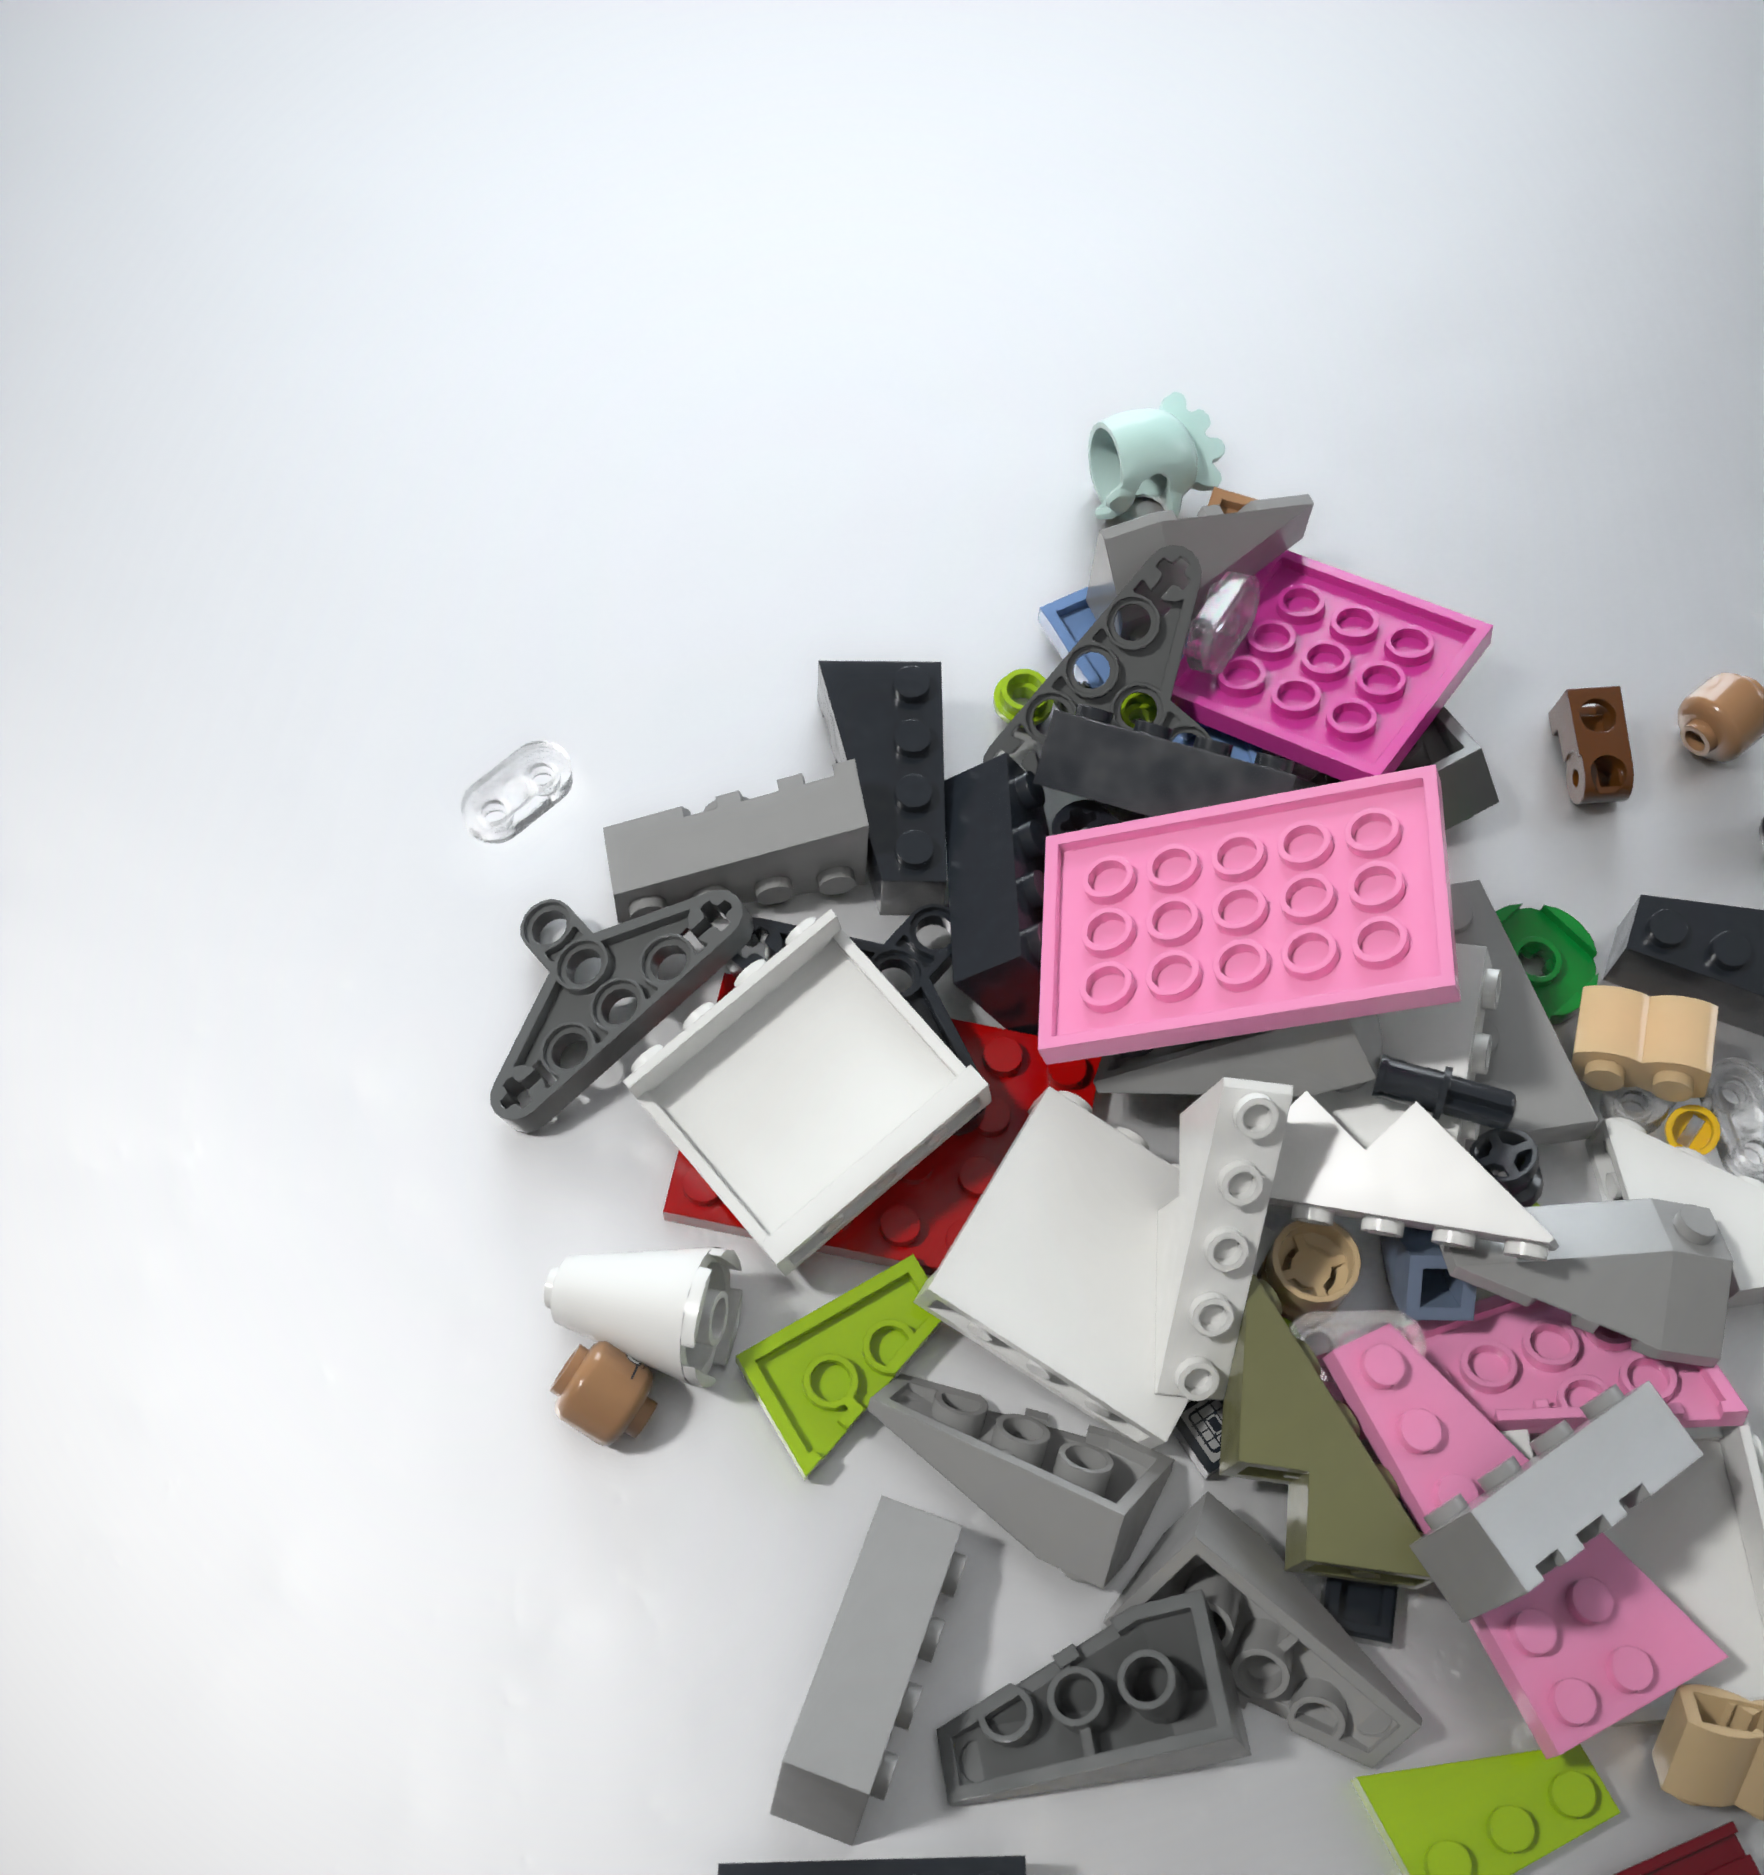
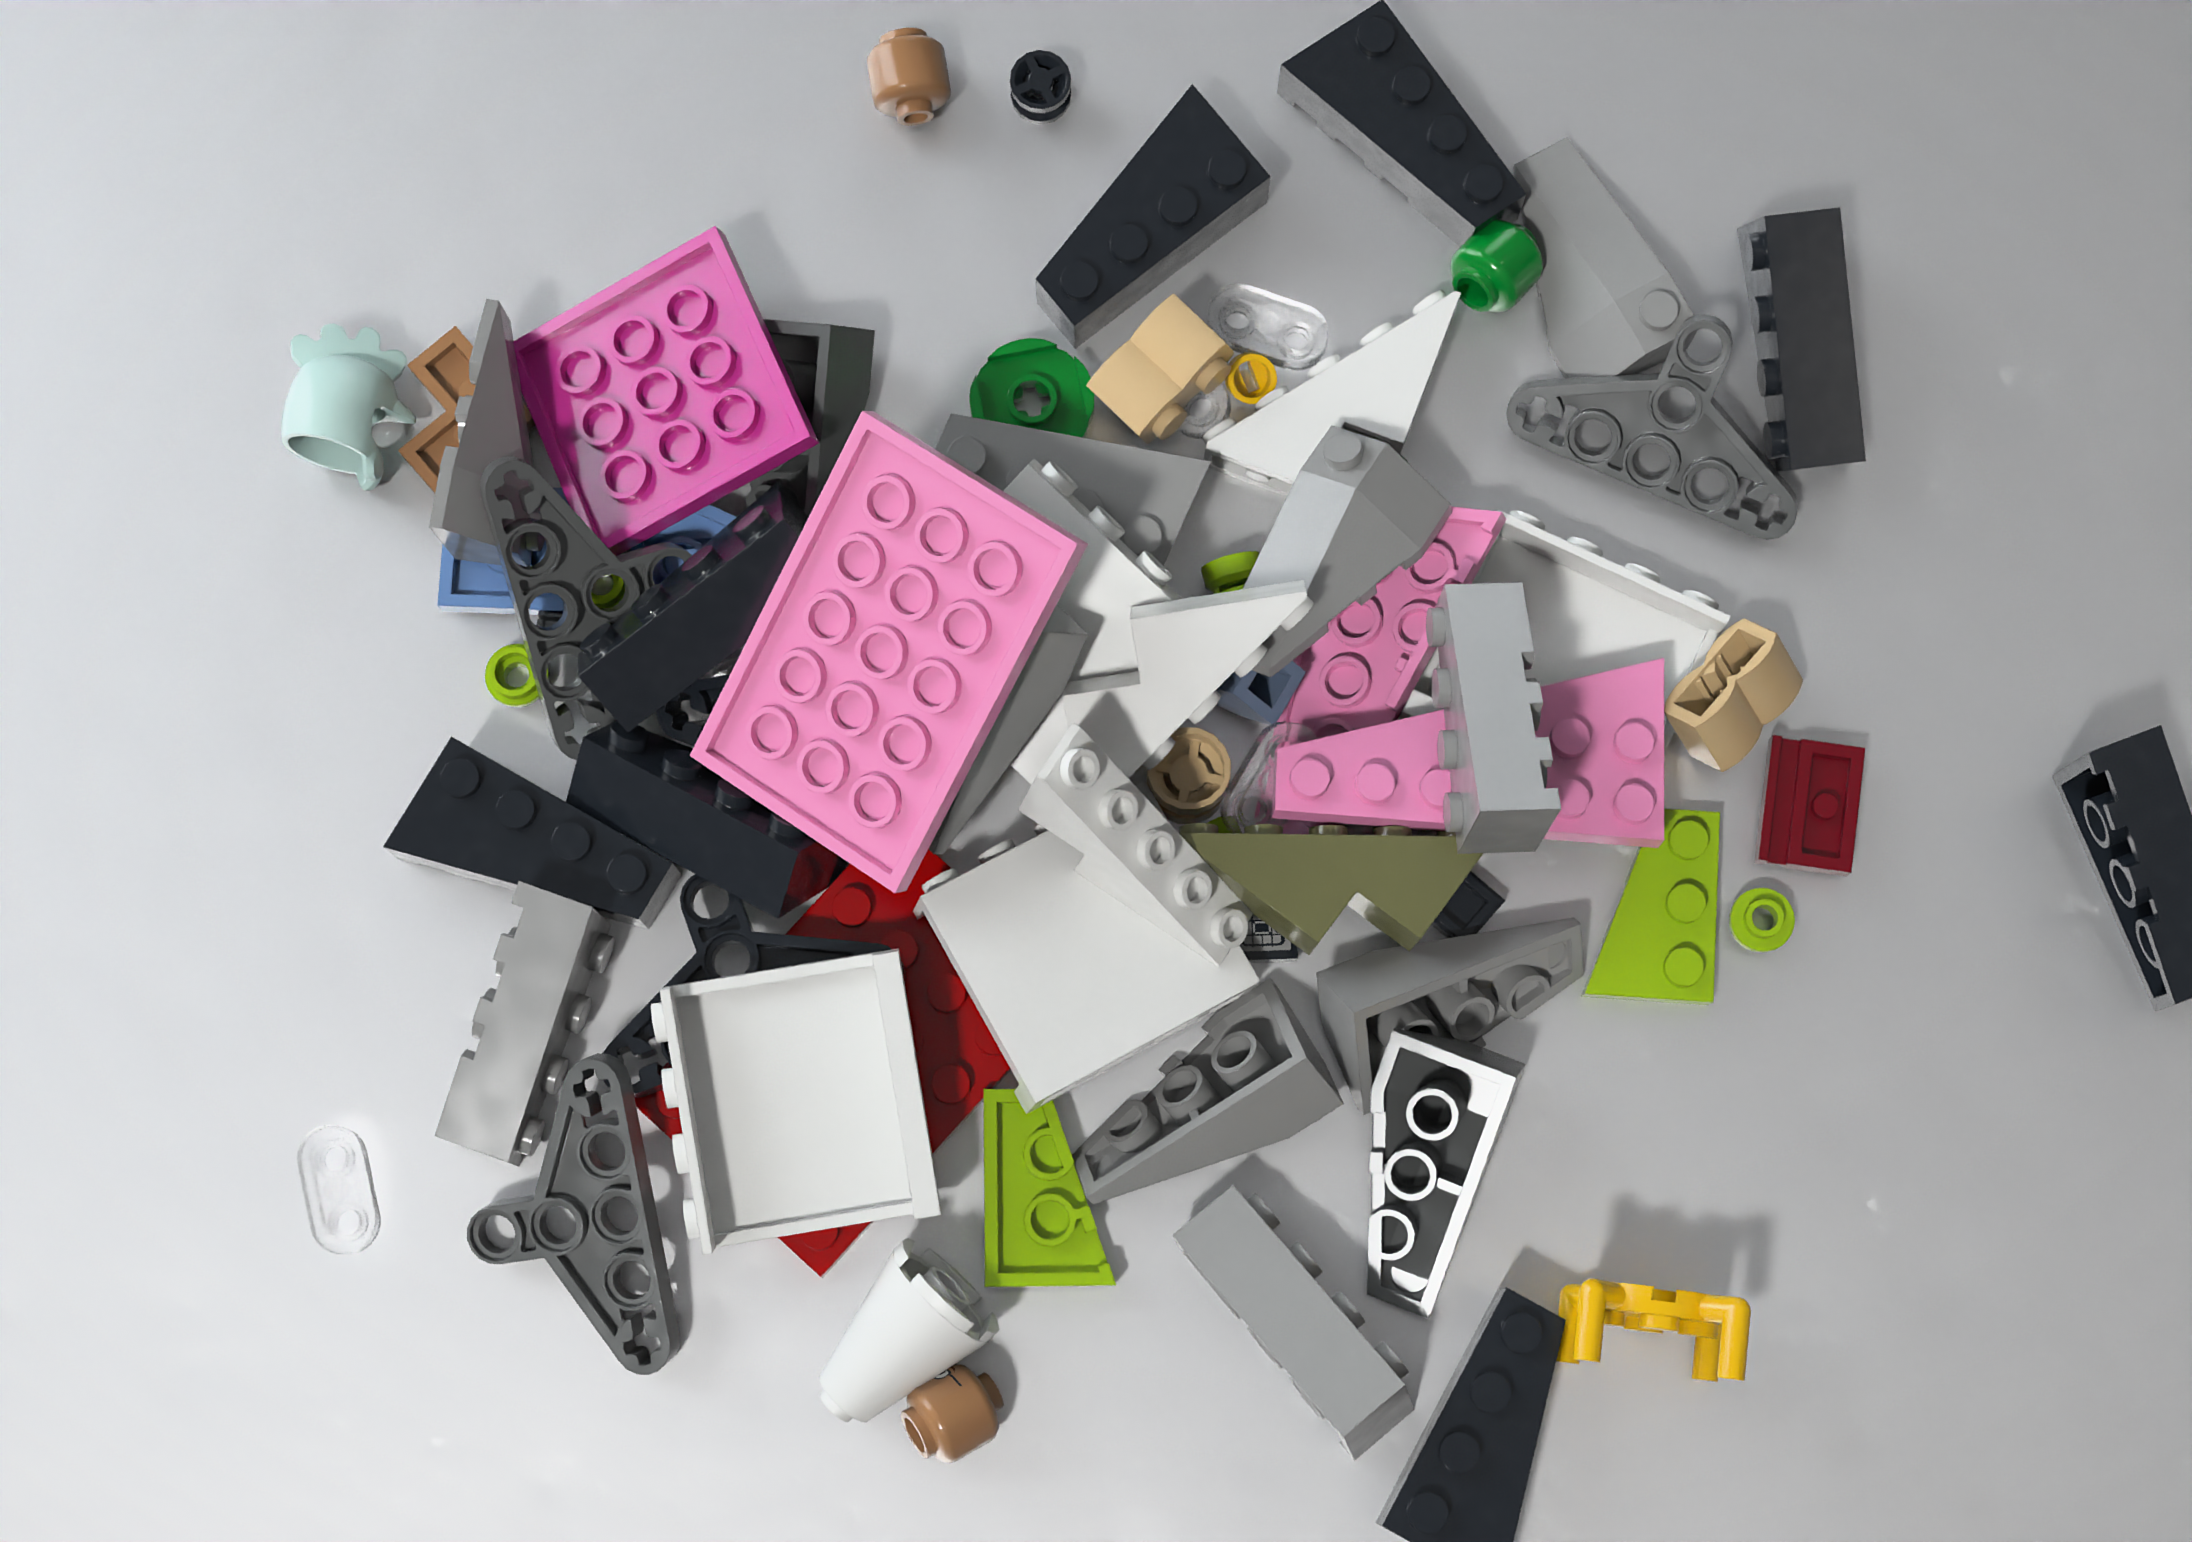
camera: 55 degrees left, 15 degrees up
(1222, 622) = (560, 448): clear plate -> none
(1444, 1093) = (1129, 585): black axle -> none
(1517, 1156) = (1188, 558): black wheel -> none
(1594, 744) = (868, 207): reddish brown leg -> none

